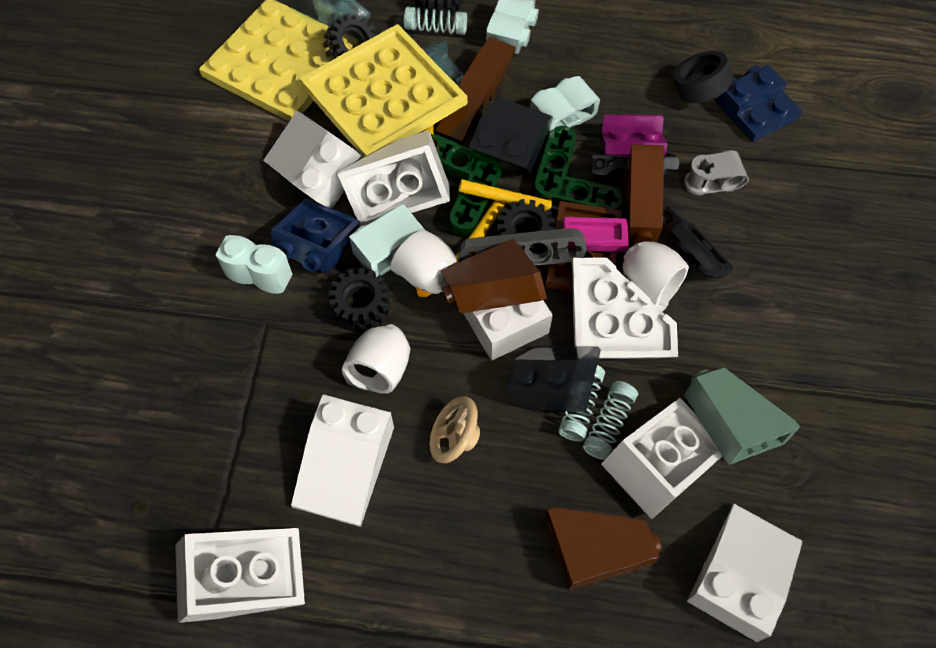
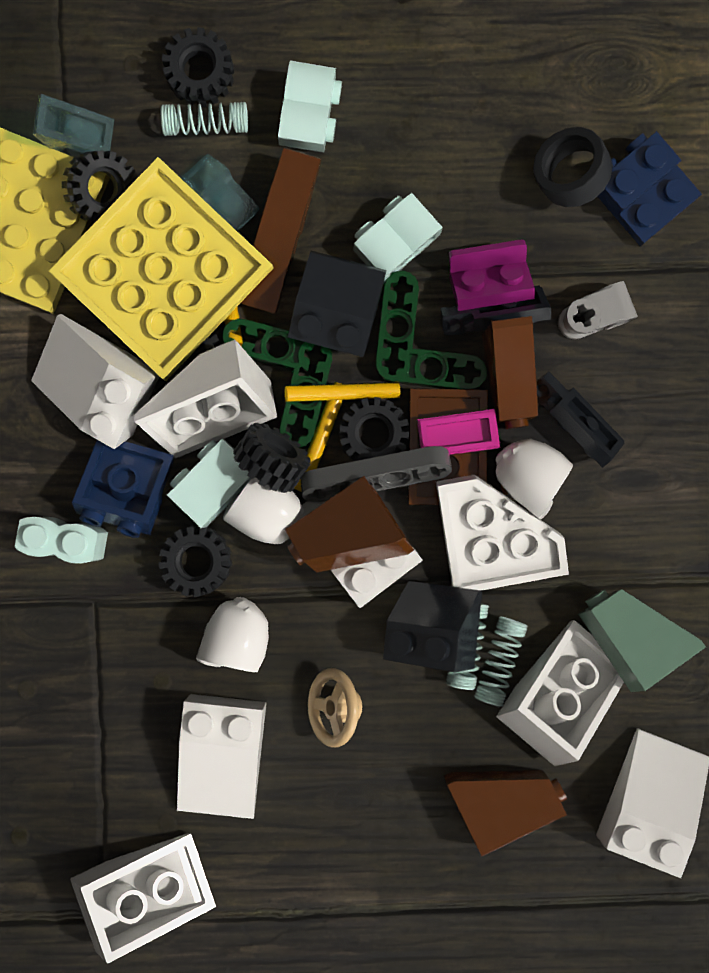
camera: 15 degrees left, 25 degrees up
(440, 220) = (271, 457): none -> black tyre

